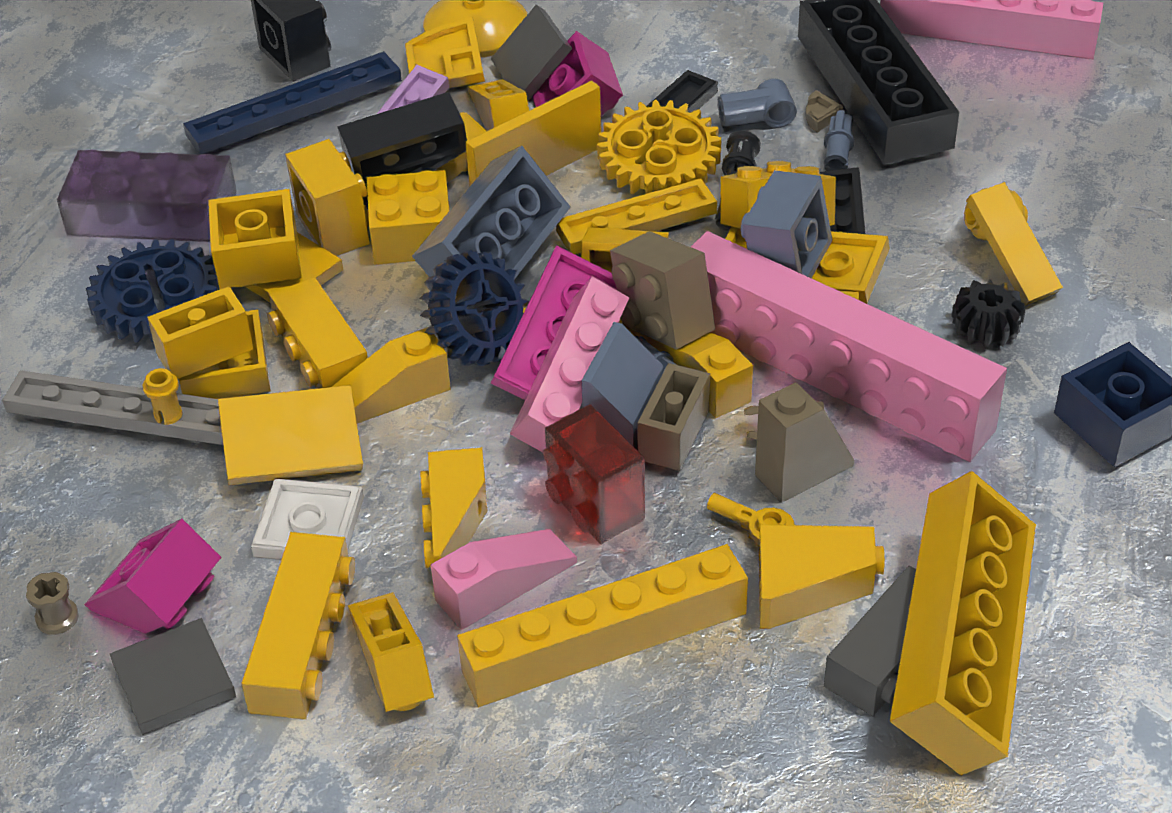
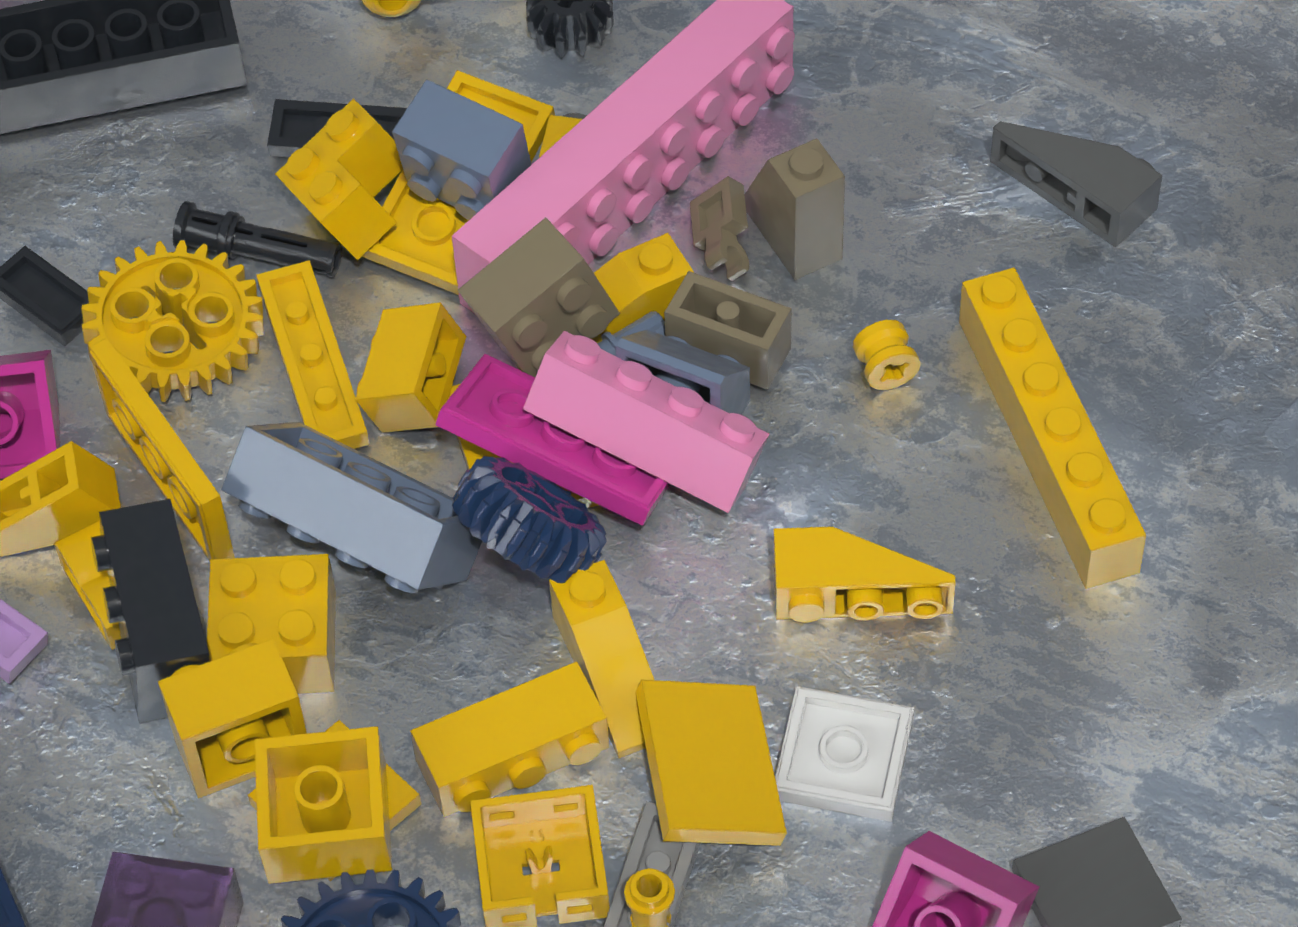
camera: 85 degrees left, 10 degrees up
(201, 332) = (563, 837): yellow brick -> none
(298, 626) = (1031, 745): yellow brick -> none
(392, 652) = (1073, 644): yellow slope -> none
(495, 572) = (958, 534): bright pink slope -> none
(595, 474) = (831, 410): clear red brick -> none
(670, 520) = (886, 354): none -> yellow wheel
(748, 518) = (892, 269): yellow plate -> none
(767, 104) = (98, 195): sand blue piece -> none
(814, 569) = (972, 225): yellow slope -> none
(820, 110) = (112, 140): dark tan tile -> none
(838, 141) = (194, 123): sand blue axle -> none
(965, 625) = (1075, 87): yellow brick -> none

